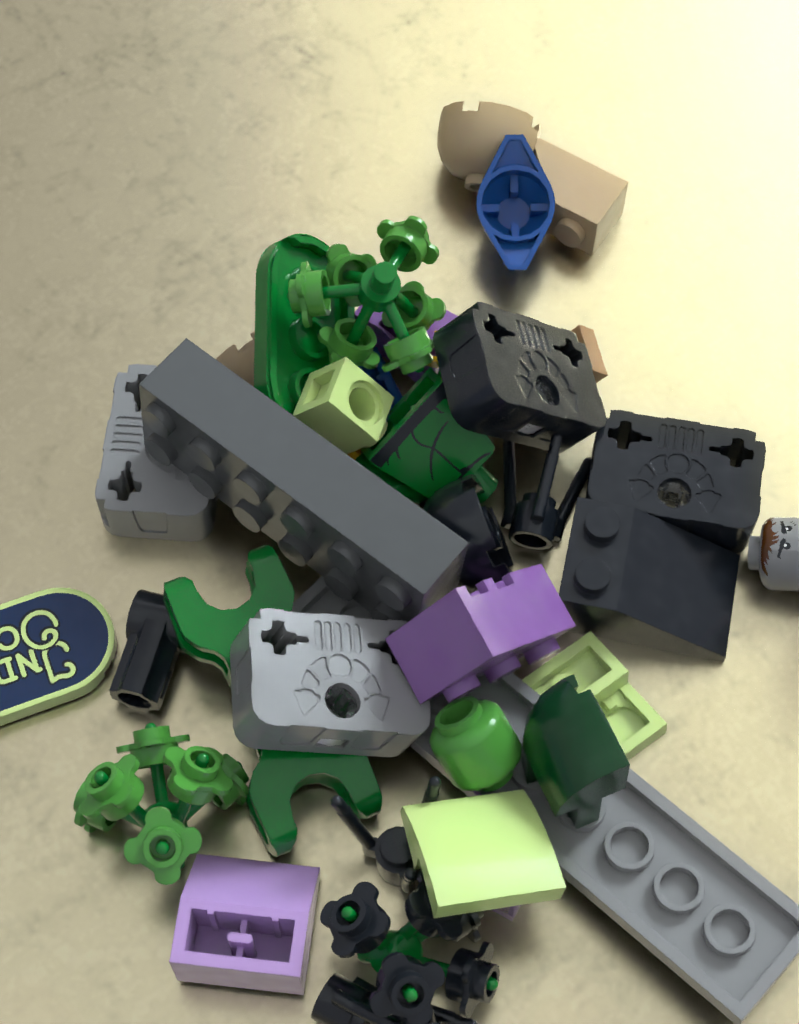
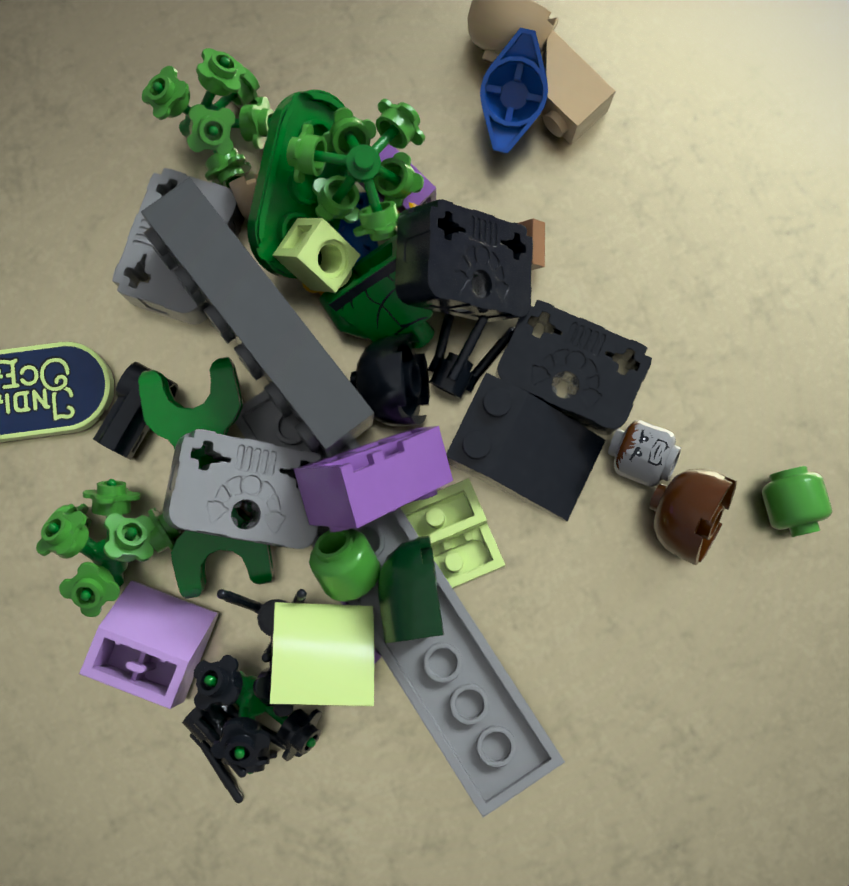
camera: 15 degrees right, 20 degrees up
(180, 291) = (208, 123): none -> bright green plant

